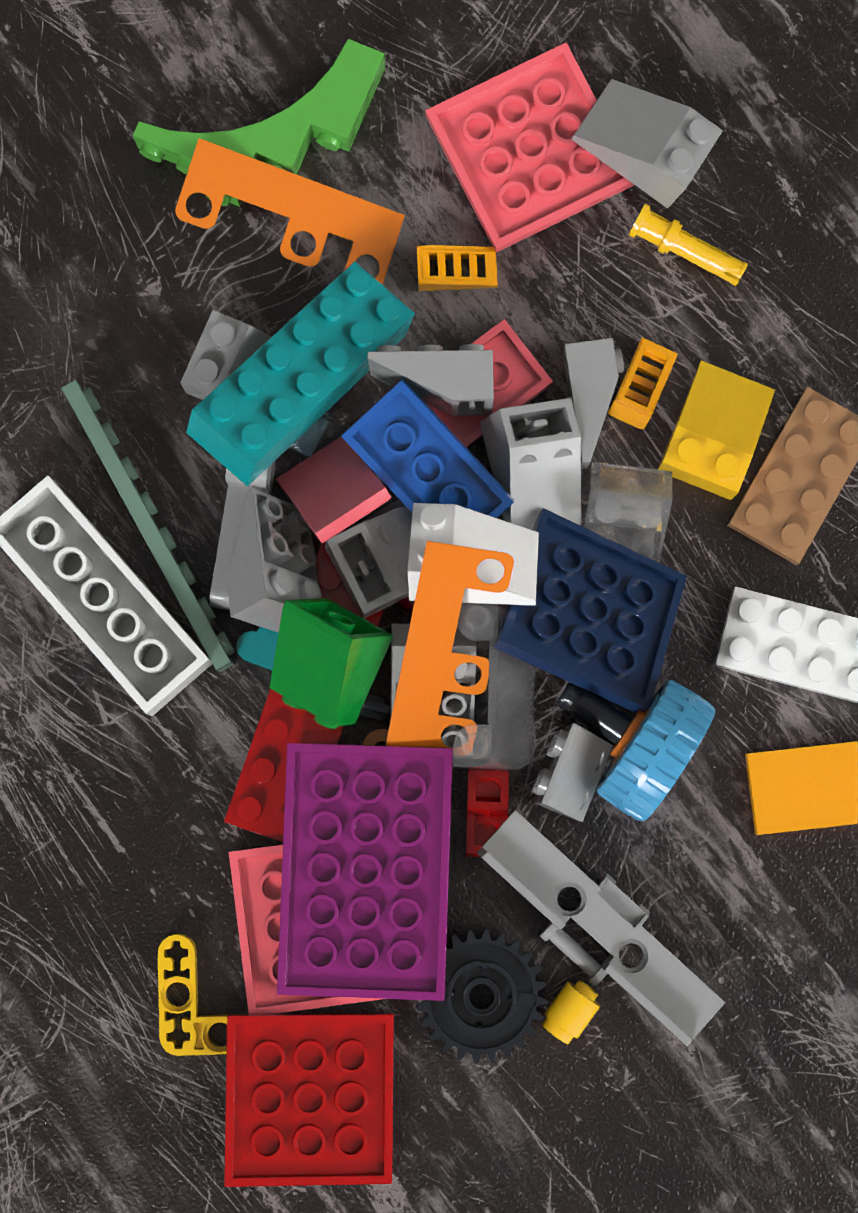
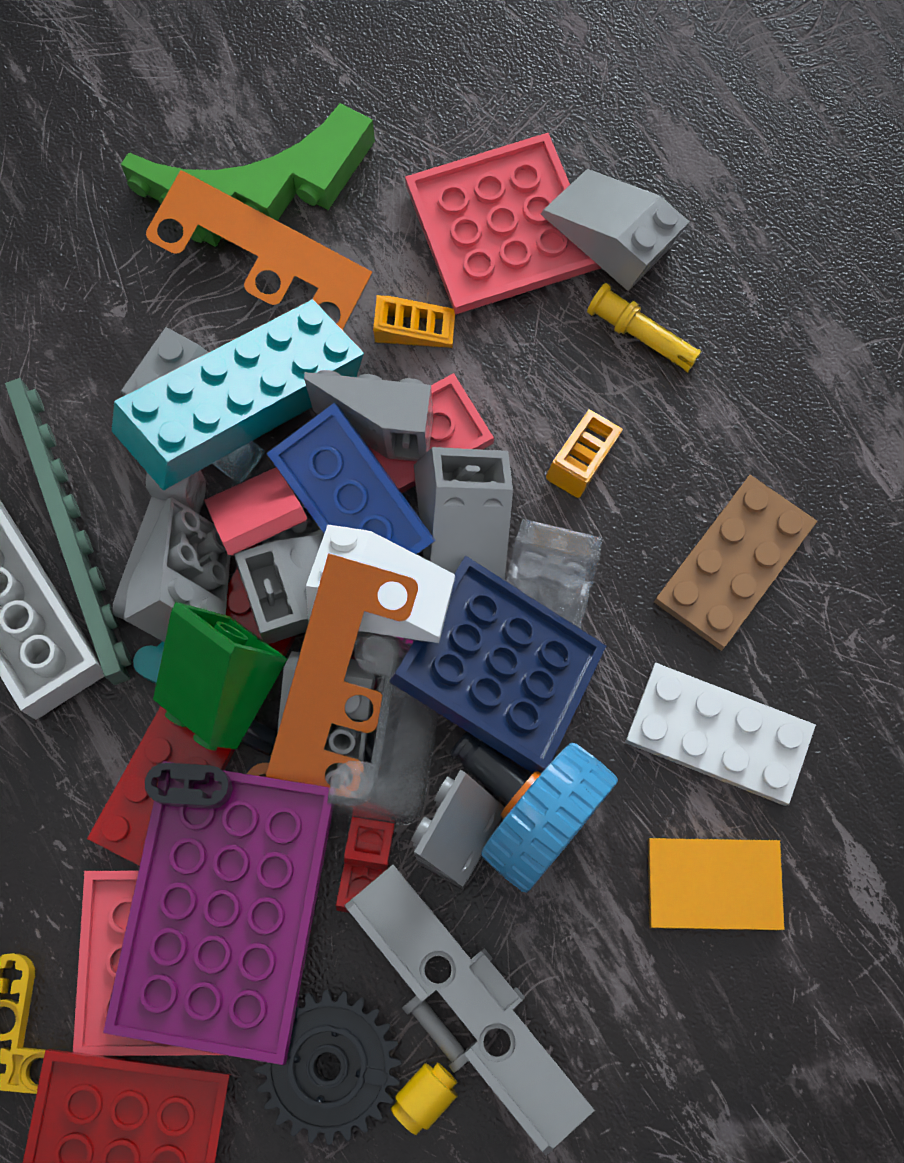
camera: 10 degrees right, 10 degrees down
(317, 774) = (188, 775): none -> black beam
(591, 381) = (533, 443): light grey slope -> none
(717, 430) = (652, 507): yellow slope -> none

